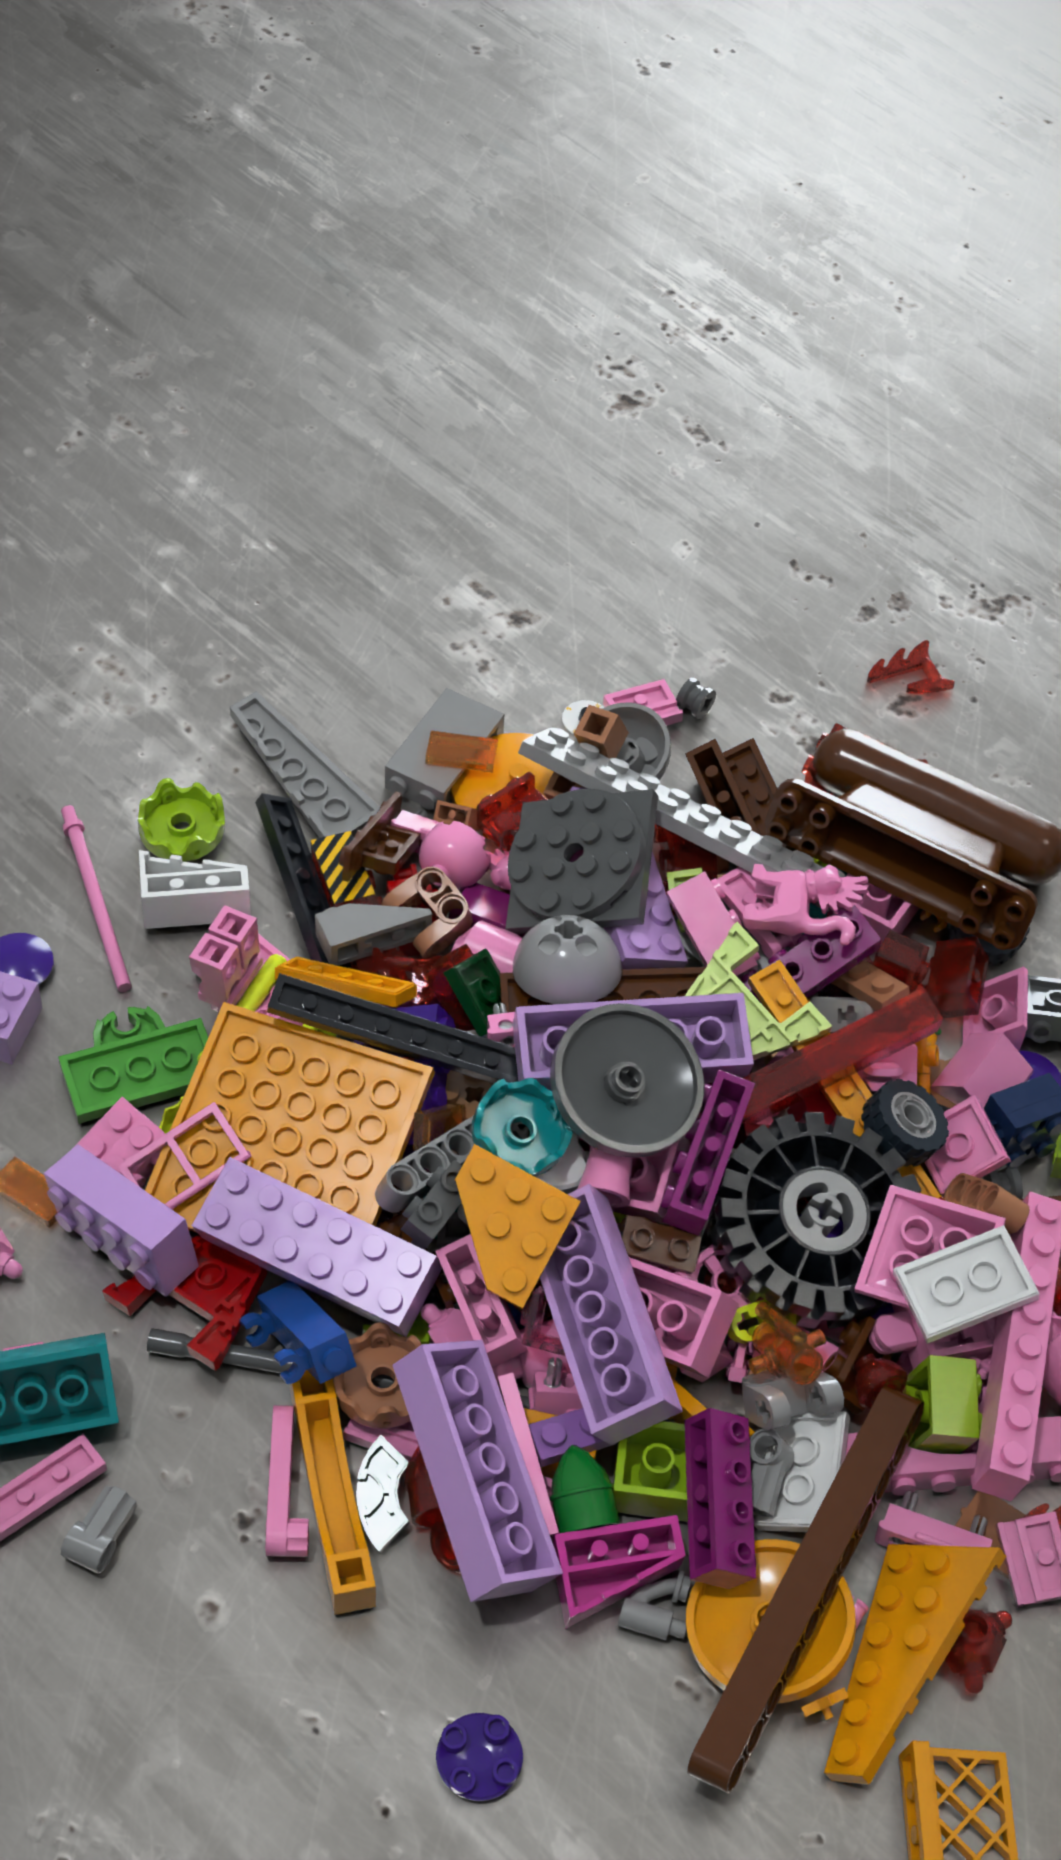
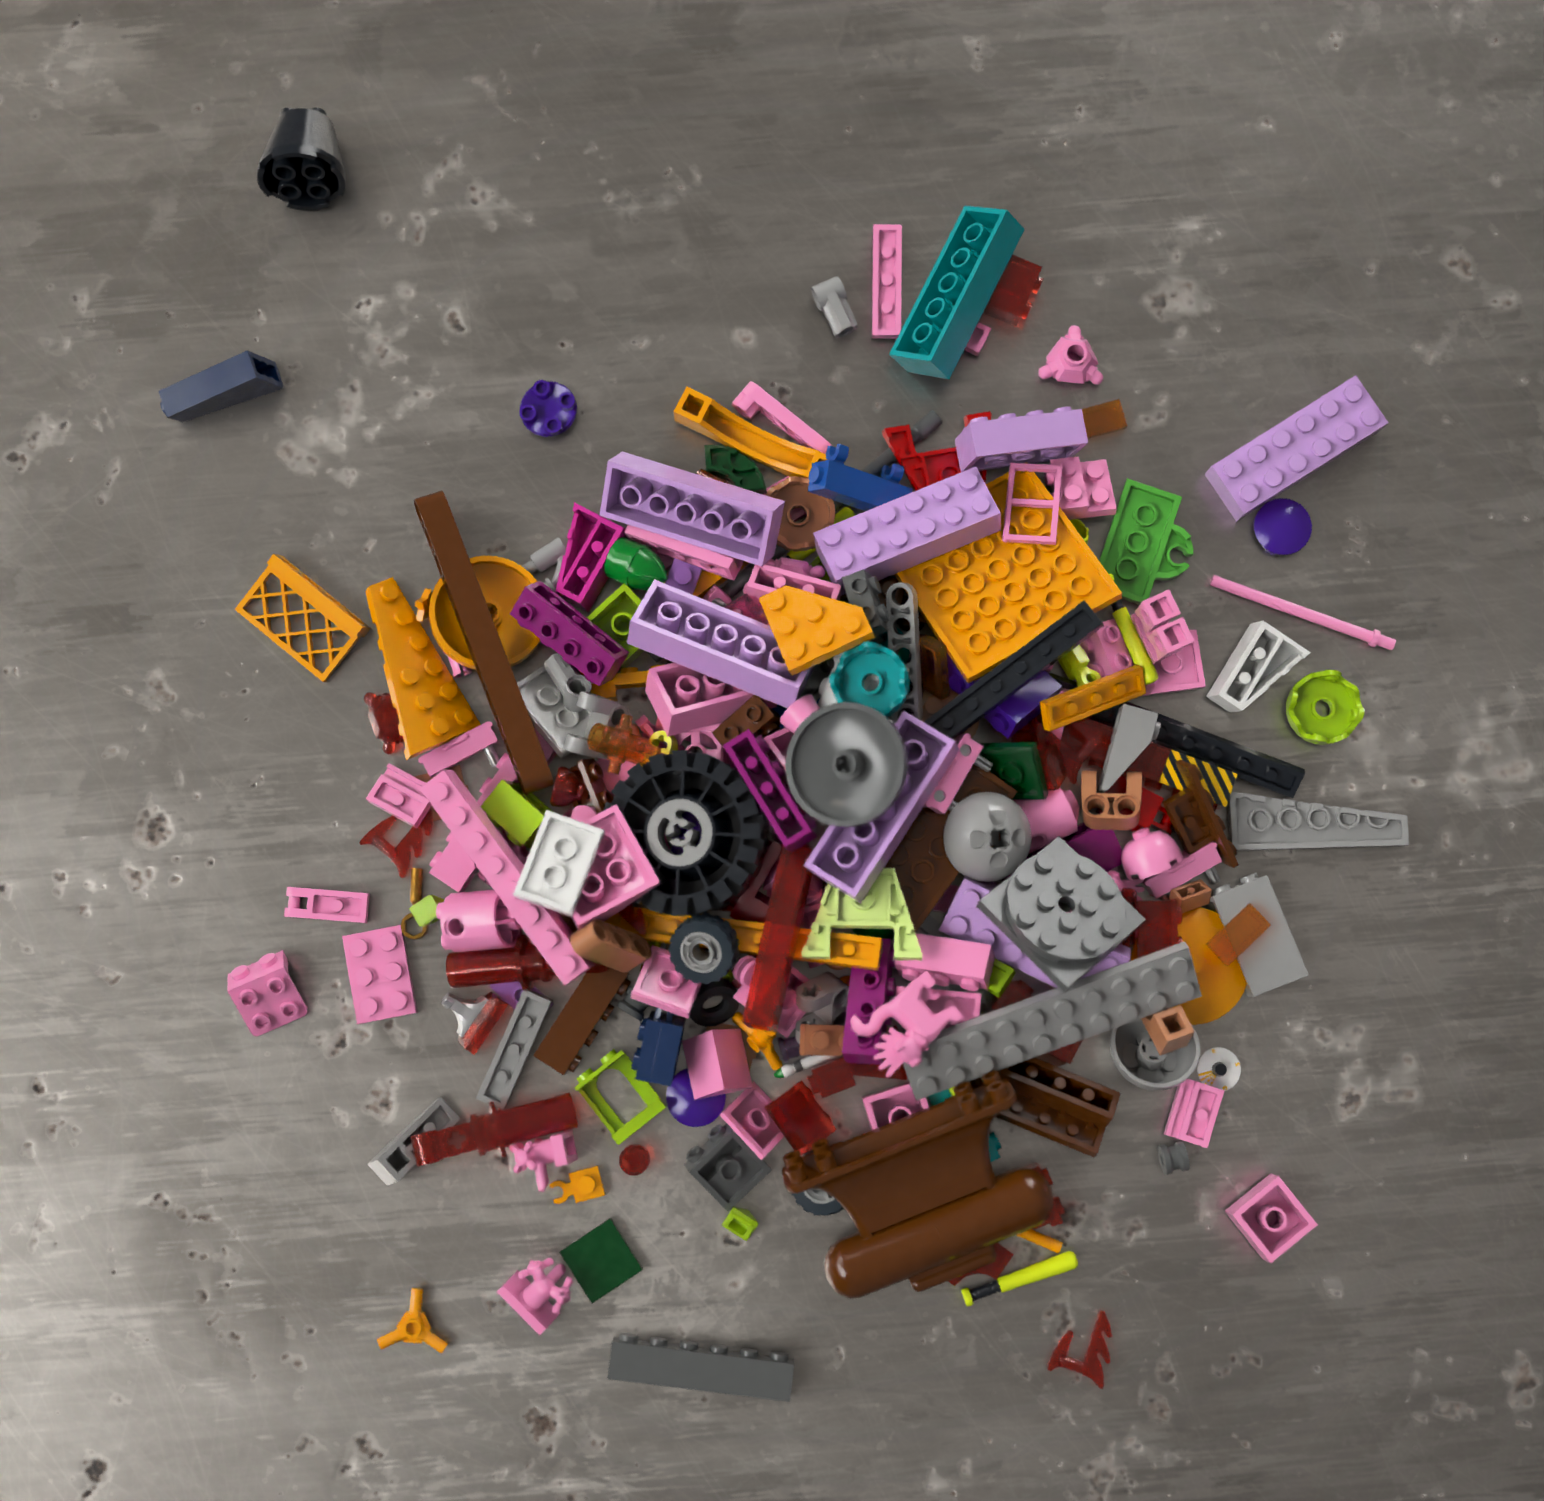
camera: 130 degrees right, 30 degrees up
(676, 603) = (1271, 1218): none -> bright pink brick
(862, 723) = (1042, 1270): none -> neon yellow piece

